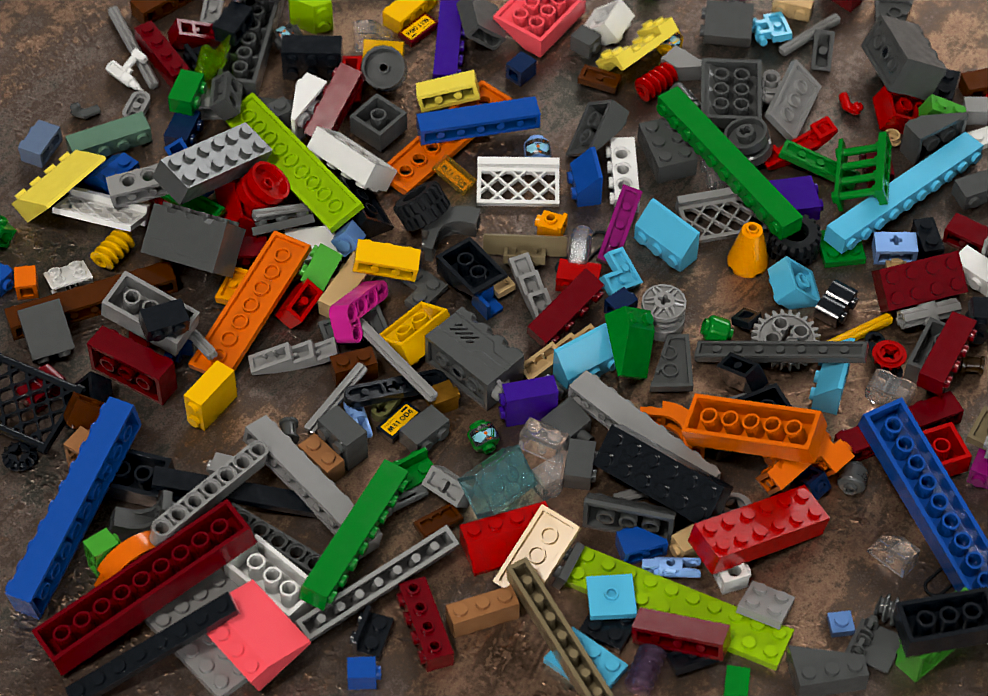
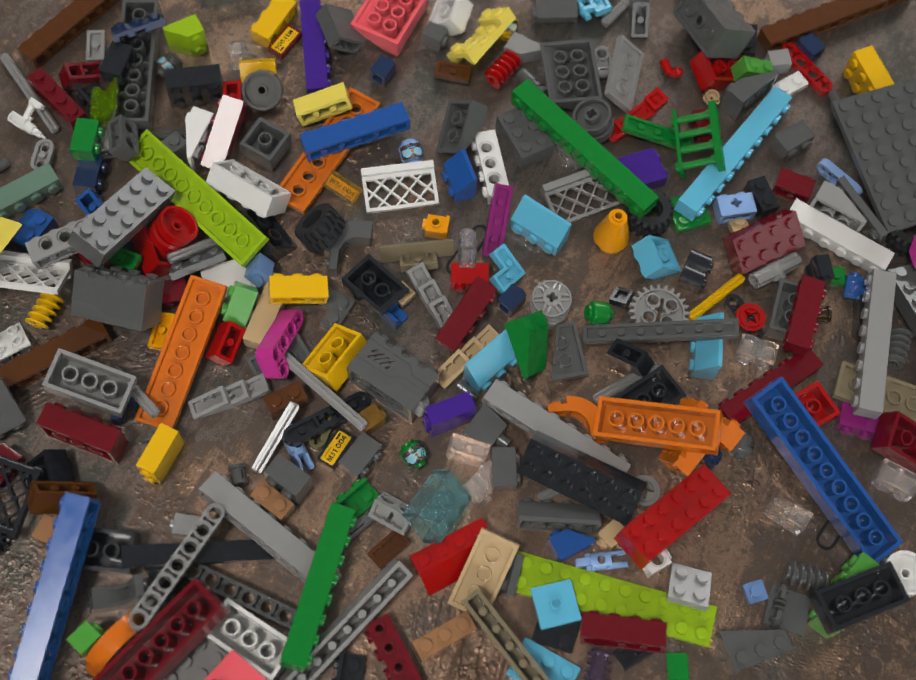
camera: 15 degrees left, 15 degrees up
(164, 320) = (104, 395): black brick -> none

